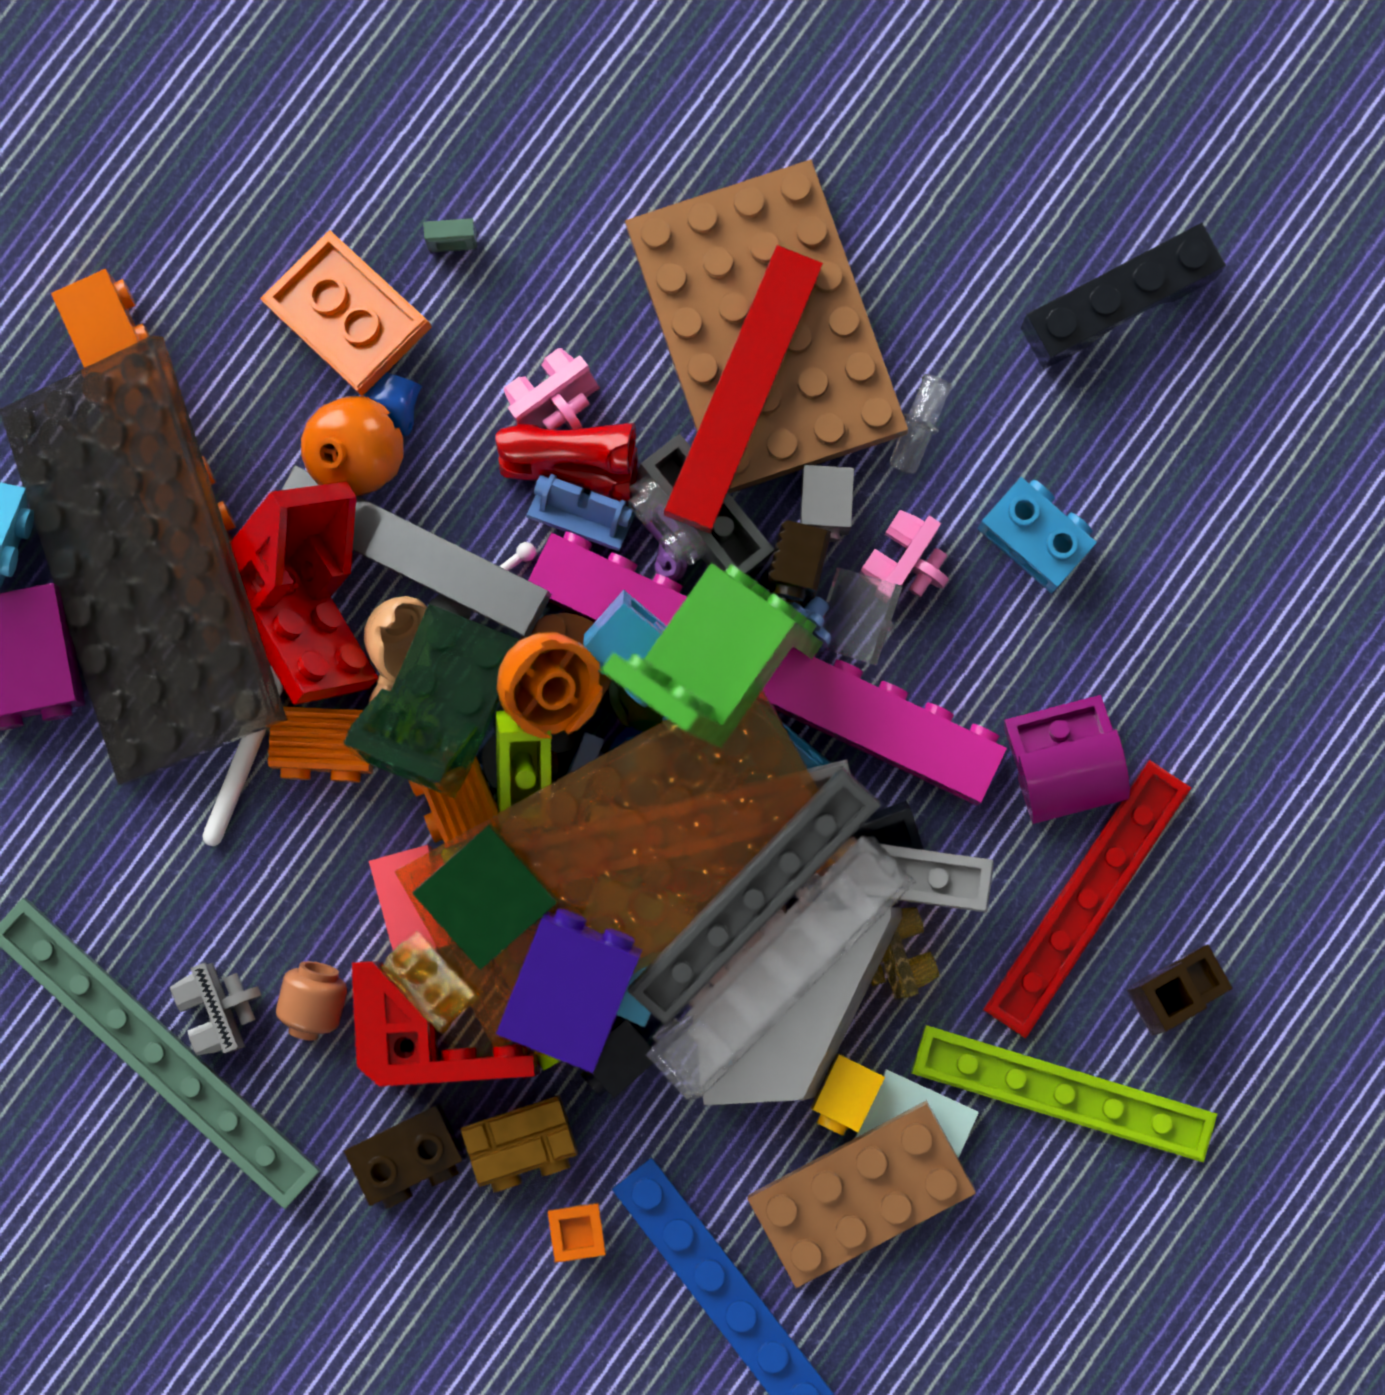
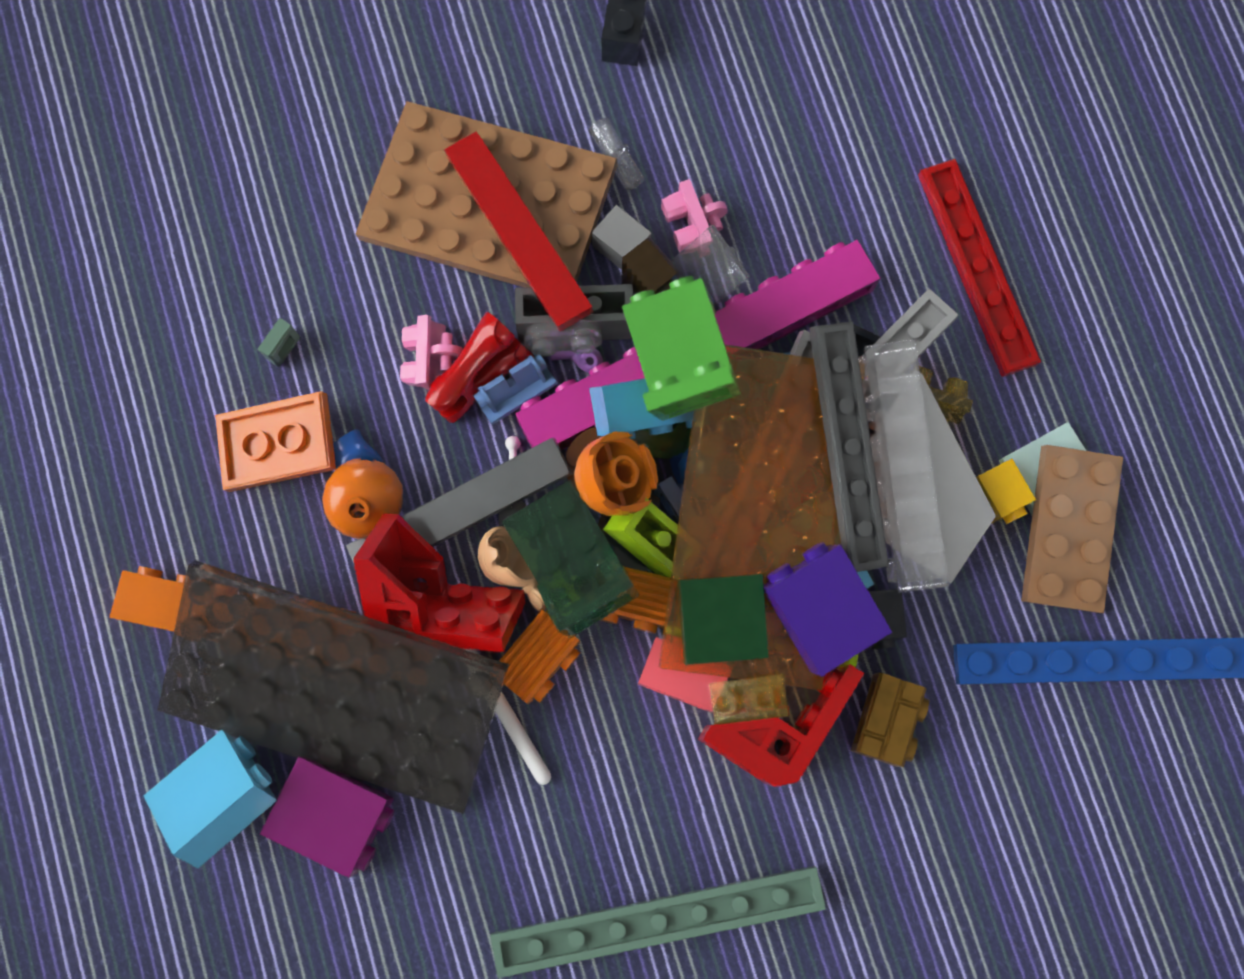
camera: 55 degrees left, 5 degrees down
(205, 988) = (677, 865): light grey hips -> none
(311, 1000) = (699, 789): nougat head -> none
(405, 1156) = (847, 802): dark brown brick -> none
(576, 1232) = (975, 725): orange tile -> none
(1037, 533) = (736, 134): dark azure brick -> none
(1064, 1093) = (1088, 365): lime tile -> none
(1068, 759) = (888, 212): magenta brick -> none
(1179, 990) = (1079, 250): dark brown brick -> none

